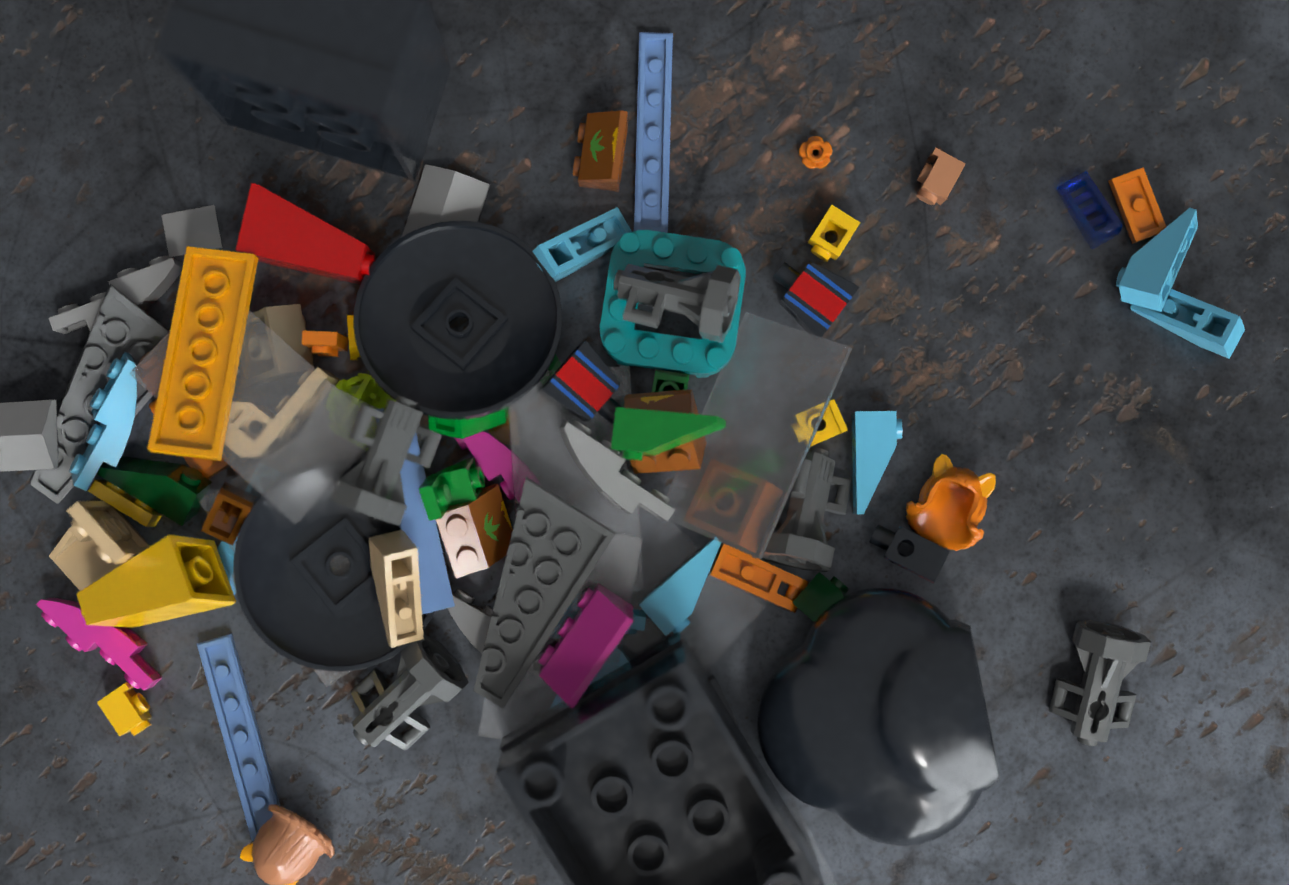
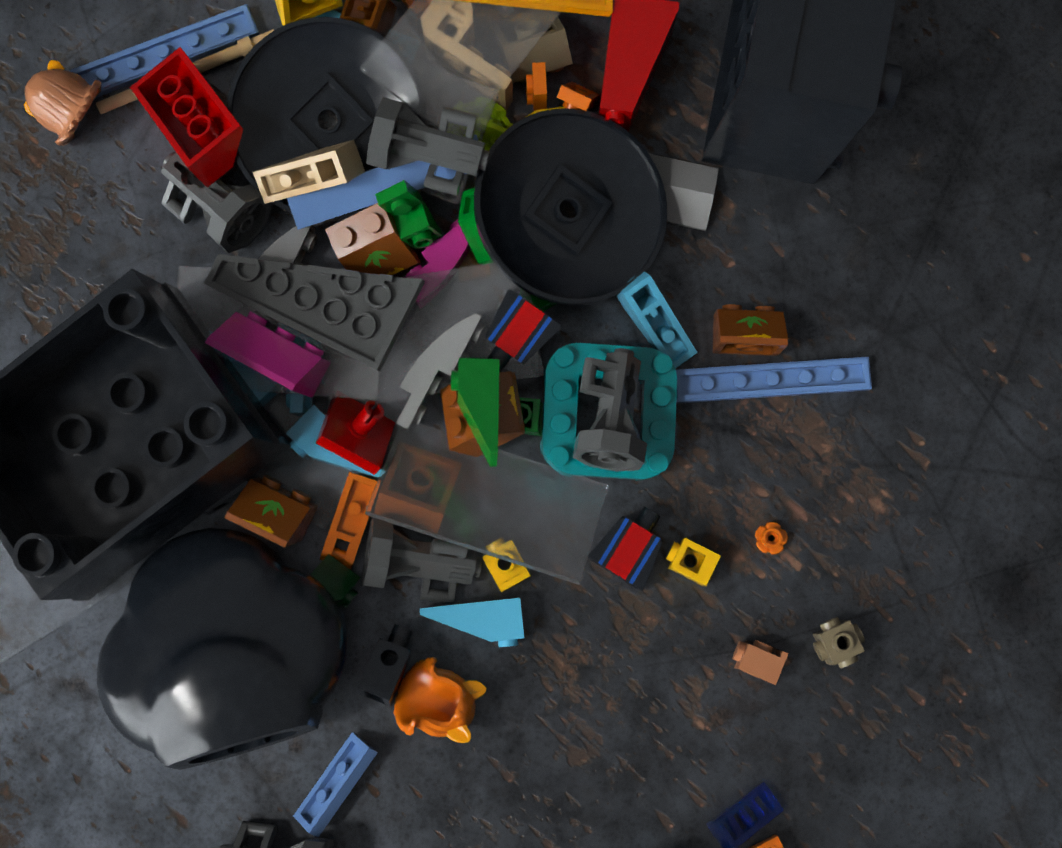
camera: 85 degrees right, 5 degrees down
(245, 650) = (241, 49): none -> tan bar
(321, 710) = (190, 116): none -> red slope
(338, 301) = (577, 97): none -> orange plate
(673, 562) = (356, 432): none -> red tile
(744, 656) = (273, 511): none -> dark orange slope
(919, 104) = (827, 638): none -> dark tan brick
(1022, 615) = (335, 784): none -> medium blue plate

